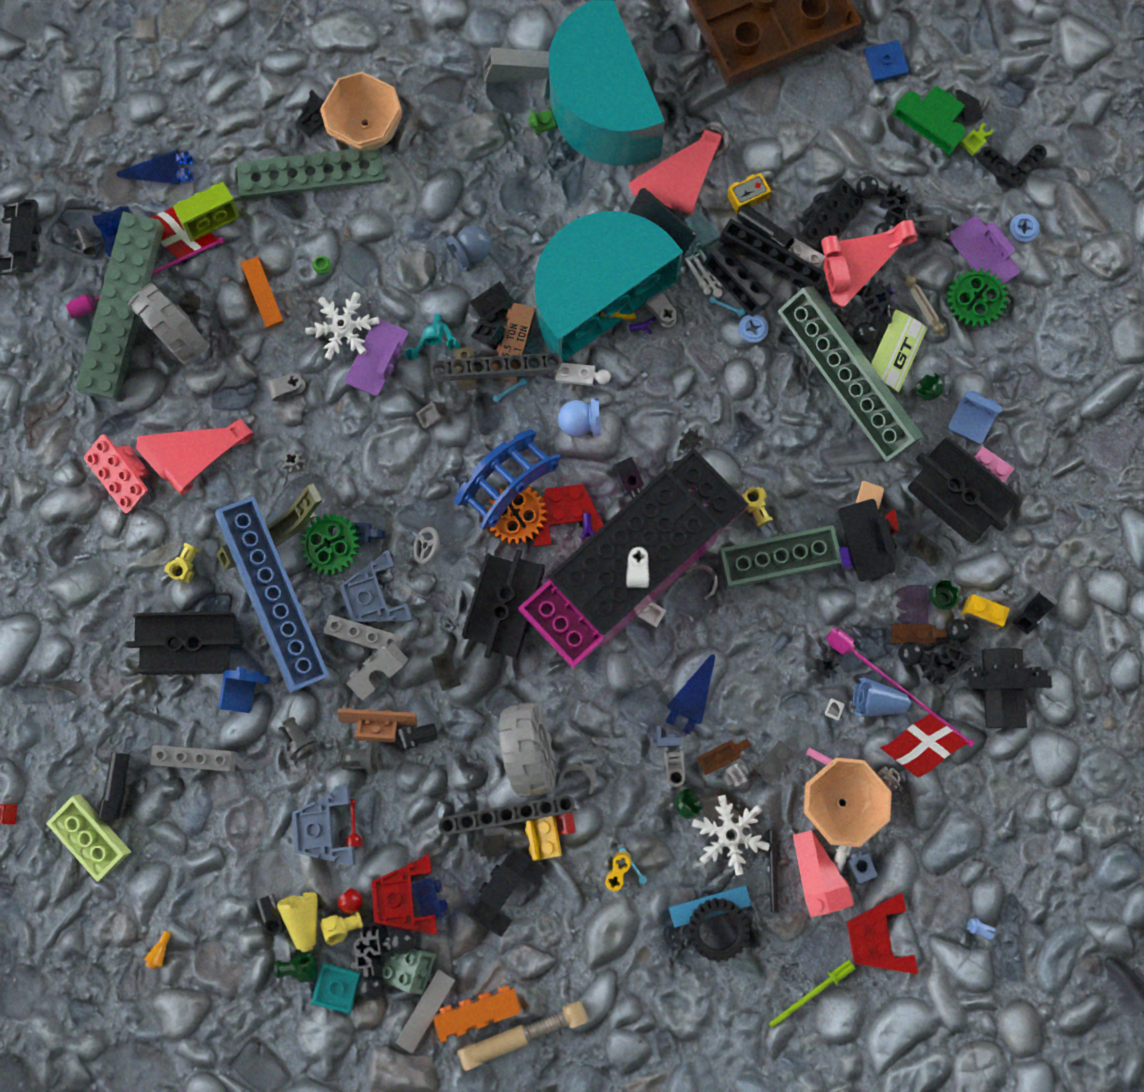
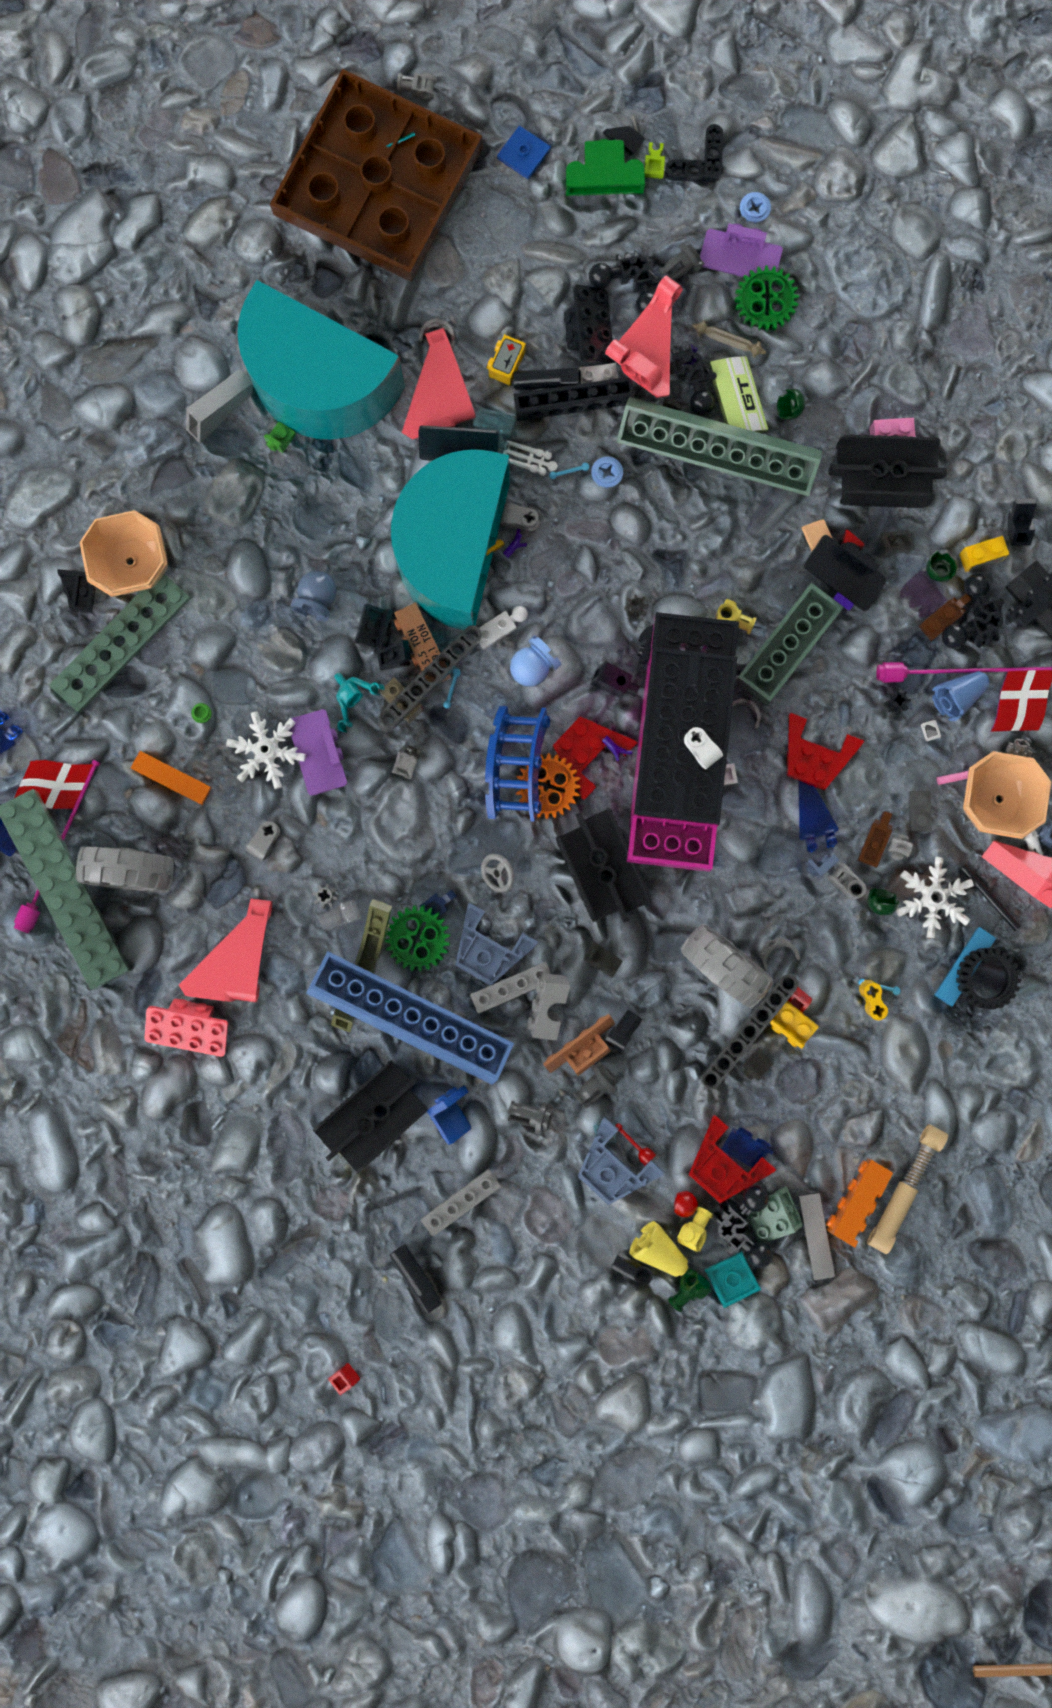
camera: 40 degrees left, 5 degrees up
(88, 837) = (430, 1337): yellowish green slope -> none
(156, 955) = (569, 1380): light orange cone -> none
(184, 562) = (310, 1054): light yellow connector -> none
(189, 302) = (118, 837): clear smoke gear -> none
(206, 211) = (64, 748): lime brick -> none
(293, 483) = (344, 914): none -> clear piece
(497, 891) = (794, 1093): black bracket -> none
(725, 659) = (813, 762): none -> red wing
(738, 280) = (562, 442): black brick -> none
(974, 416) = (845, 401): medium blue bracket -> none

